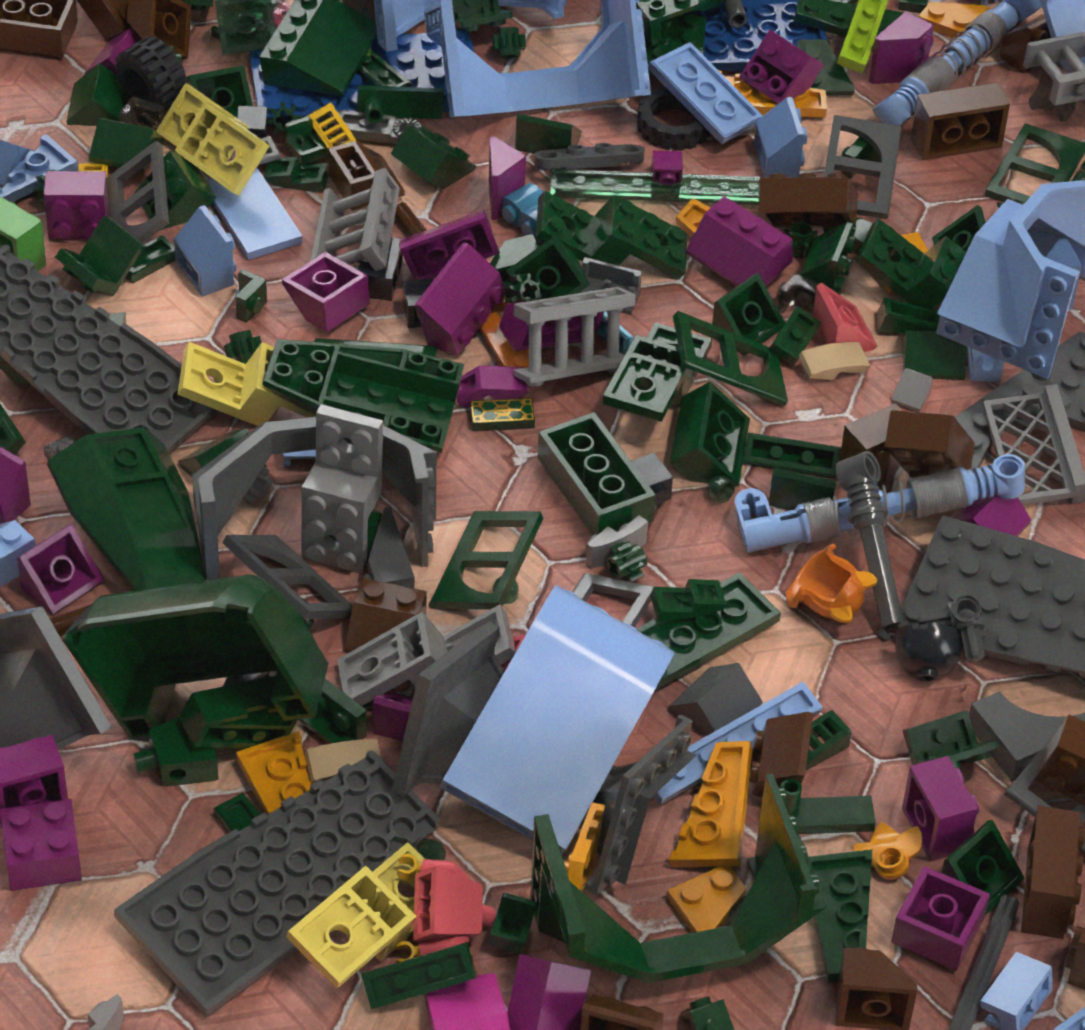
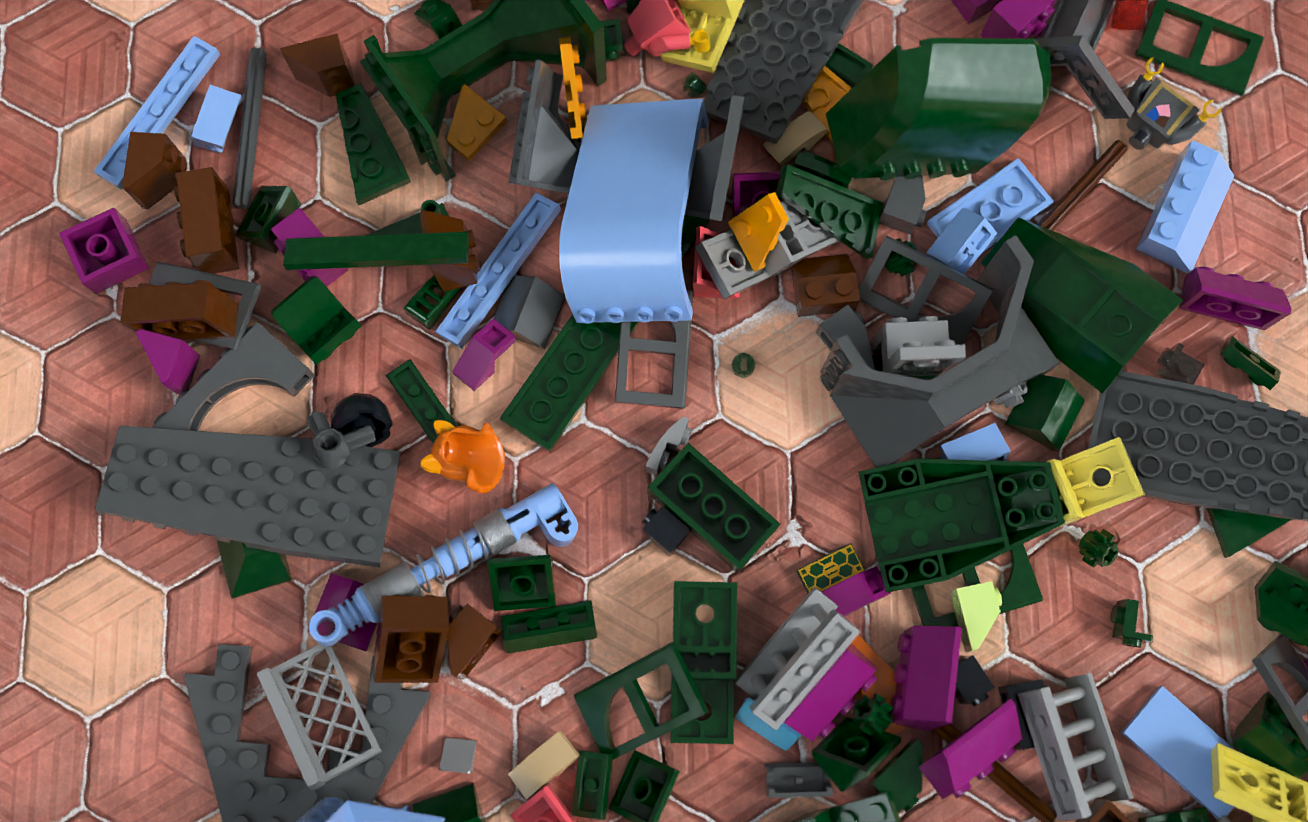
camera: 160 degrees right, 30 degrees up
(58, 570) = (1113, 226): magenta slope -> none
(153, 257) = (1247, 644): dark green tile -> none
(205, 252) = (1197, 653): medium blue slope -> none
(327, 291) = (1060, 649): magenta slope -> none
(357, 669) = (836, 209): none -> dark green wing
(387, 328) = (976, 612): none -> yellowish green slope
(434, 638) = (759, 229): none -> light orange wing
(453, 592) = (788, 345): dark green window -> none
(626, 561) = (650, 424): dark green gear -> none
(695, 600) = (581, 393): dark green slope -> none
(709, 436) = (628, 607): dark green slope -> none
(718, 812) = (487, 193): light orange wing -> none
(721, 488) = (600, 553): clear green hinge -> none
(777, 663) = (479, 357): none -> magenta slope
(857, 661) = (419, 397): none -> dark green tile
(860, 479) = (443, 521): dark grey piece -> none
(865, 736) = (376, 250): none -> dark green tile
(892, 848) = (347, 220): light orange plate -> none
(940, 918) = (286, 154): magenta brick -> none

